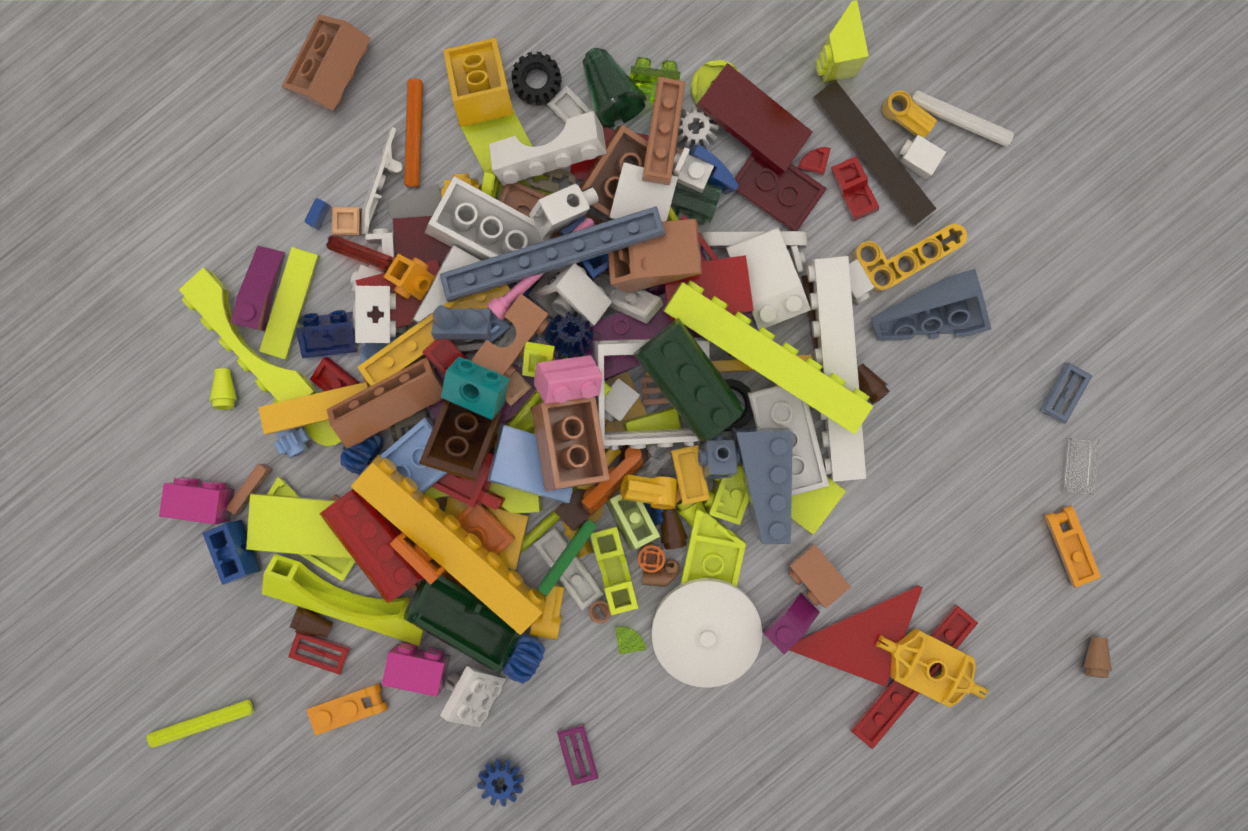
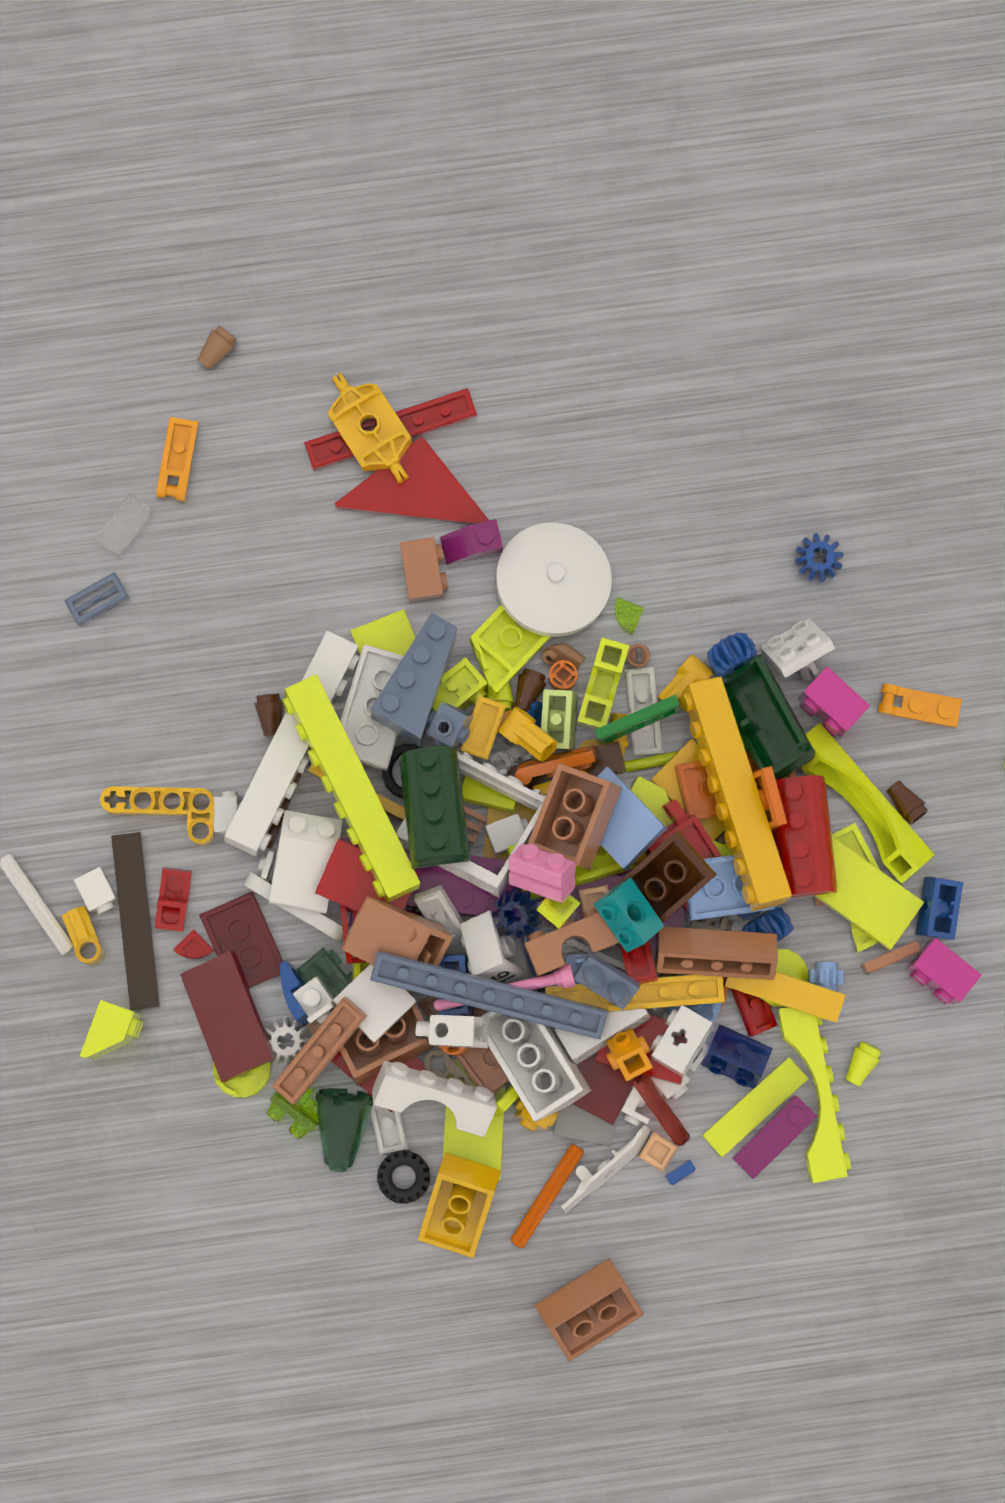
camera: 155 degrees left, 5 degrees down
(315, 662) = (907, 780): red tile -> none
(572, 732) = (729, 563): magenta tile -> none
(945, 307) = (157, 741): sand blue wedge -> none

